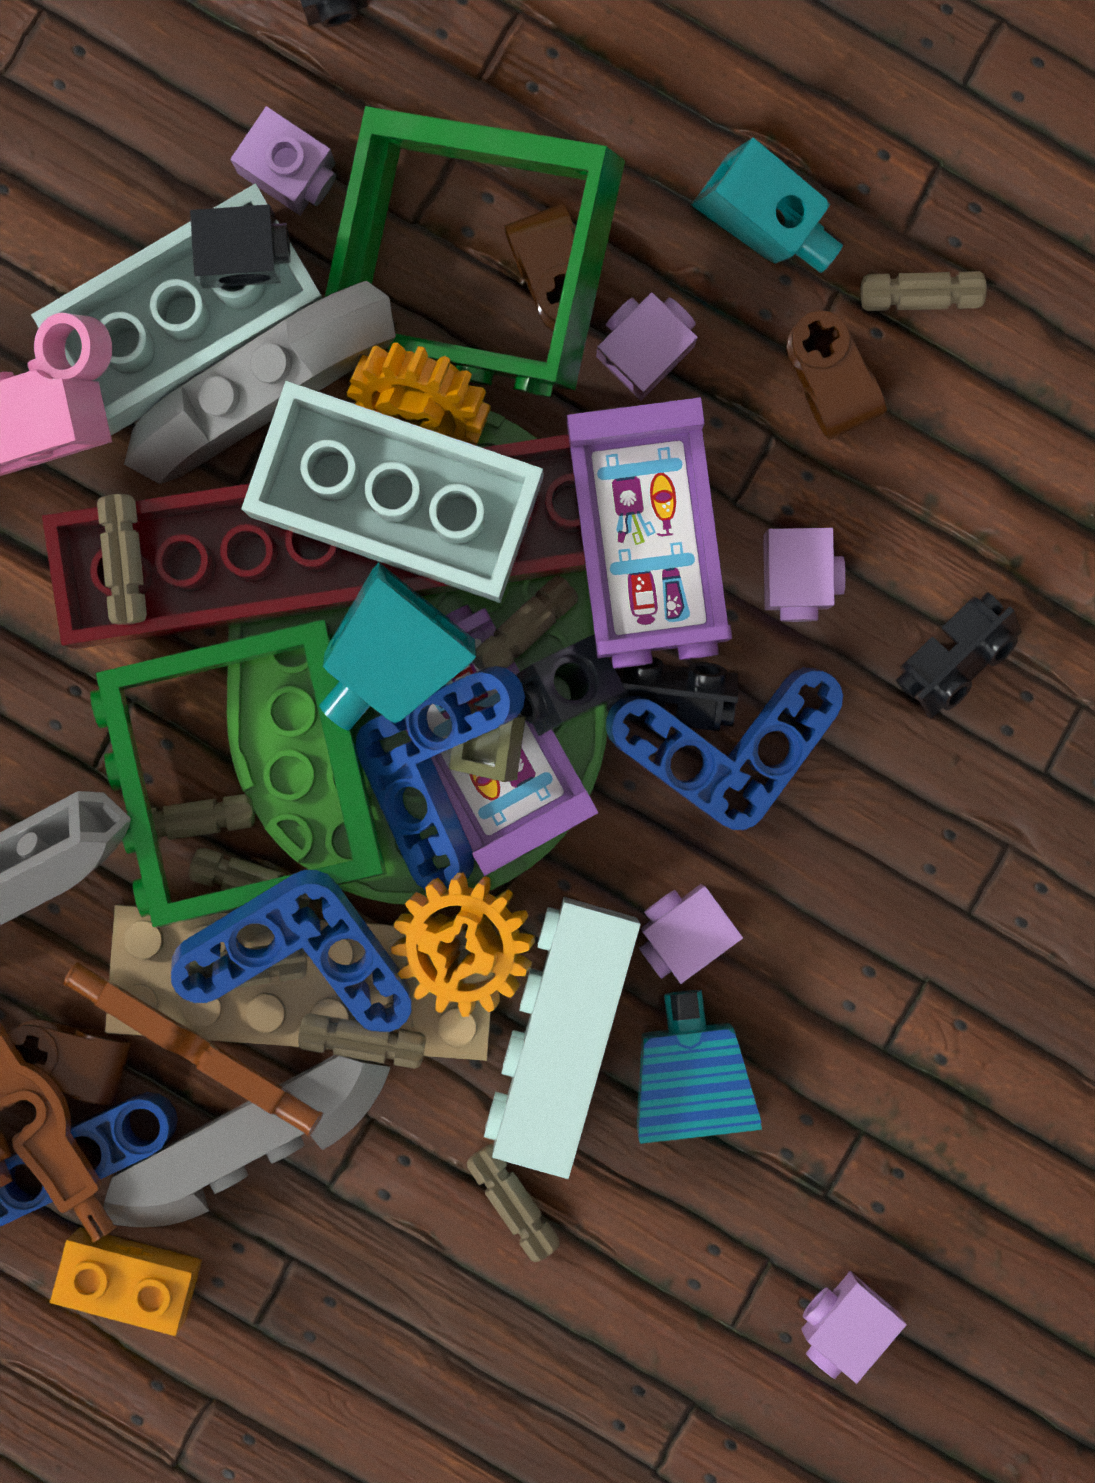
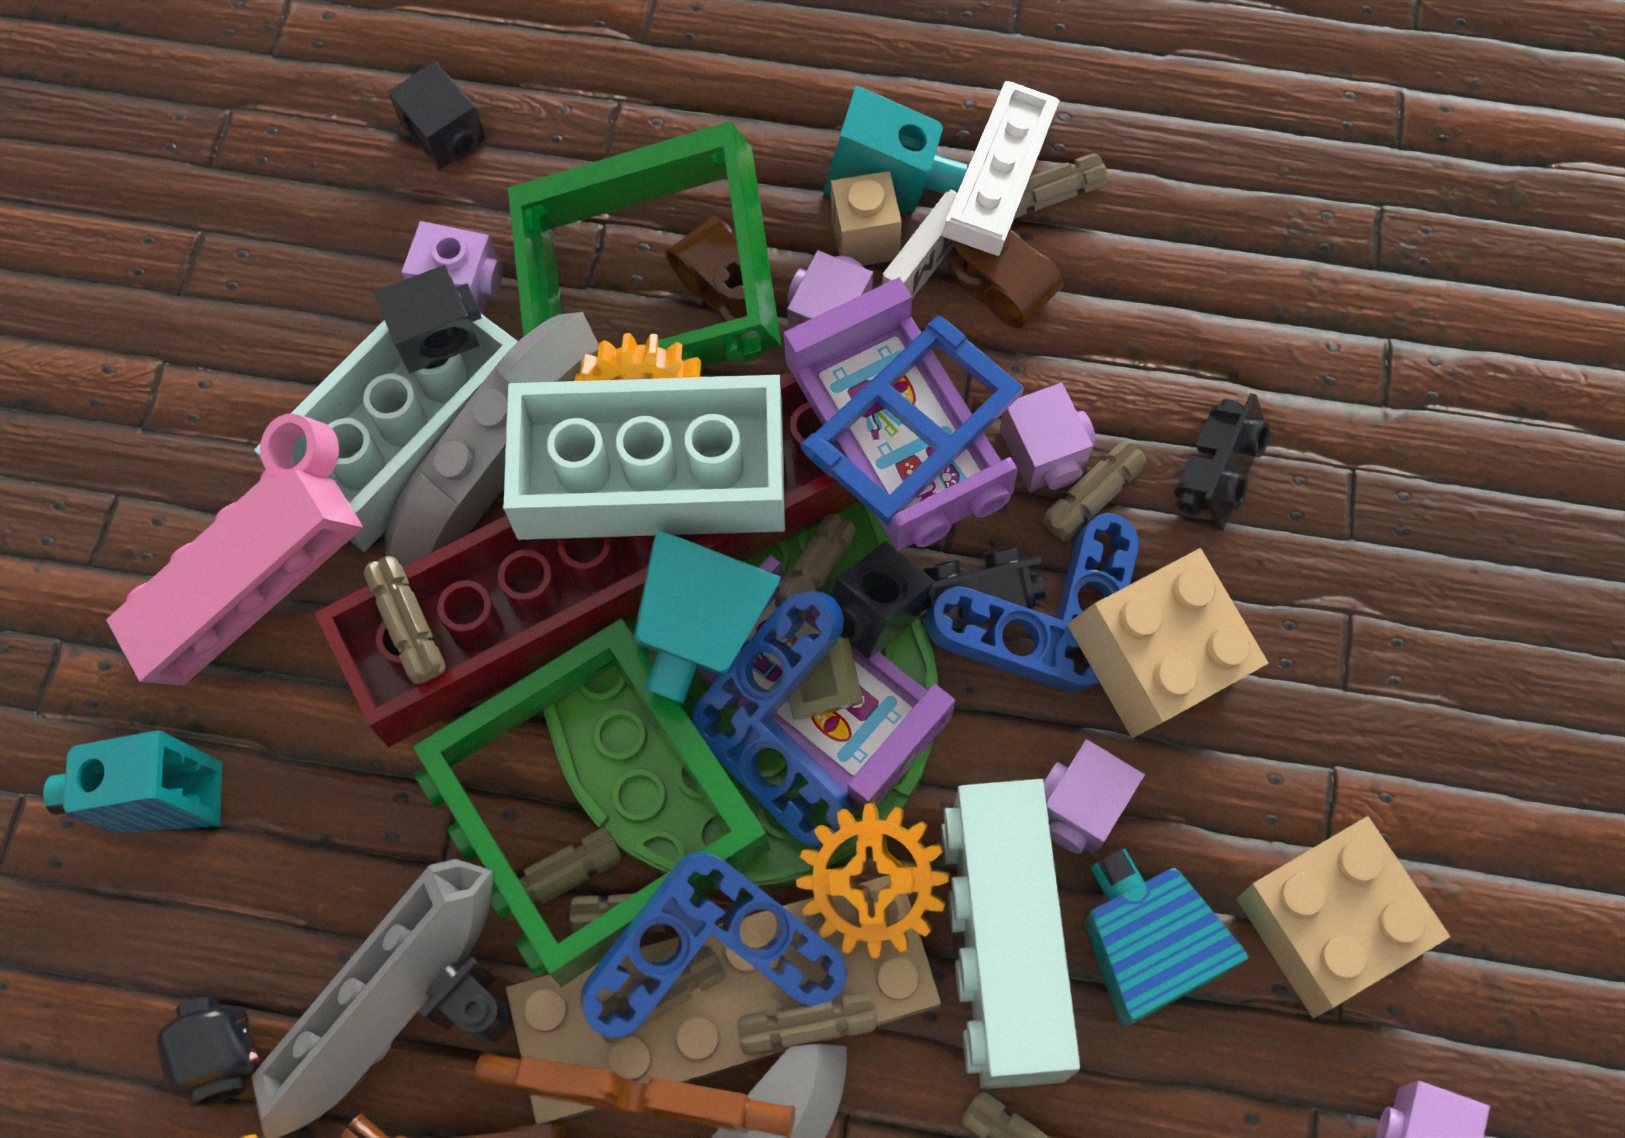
camera: 20 degrees left, 20 degrees down
(77, 919) = (462, 999): none -> black hinge
(717, 266) = (866, 218): none -> tan brick
(717, 459) = (946, 448): none -> blue window
(763, 322) = (924, 249): none -> white tile
(817, 824) = (1166, 642): none -> tan brick
(825, 637) = (1094, 490): none -> dark tan axle
(862, 1121) = (1341, 917): none -> tan brick
(875, 263) = (1000, 168): none -> white tile

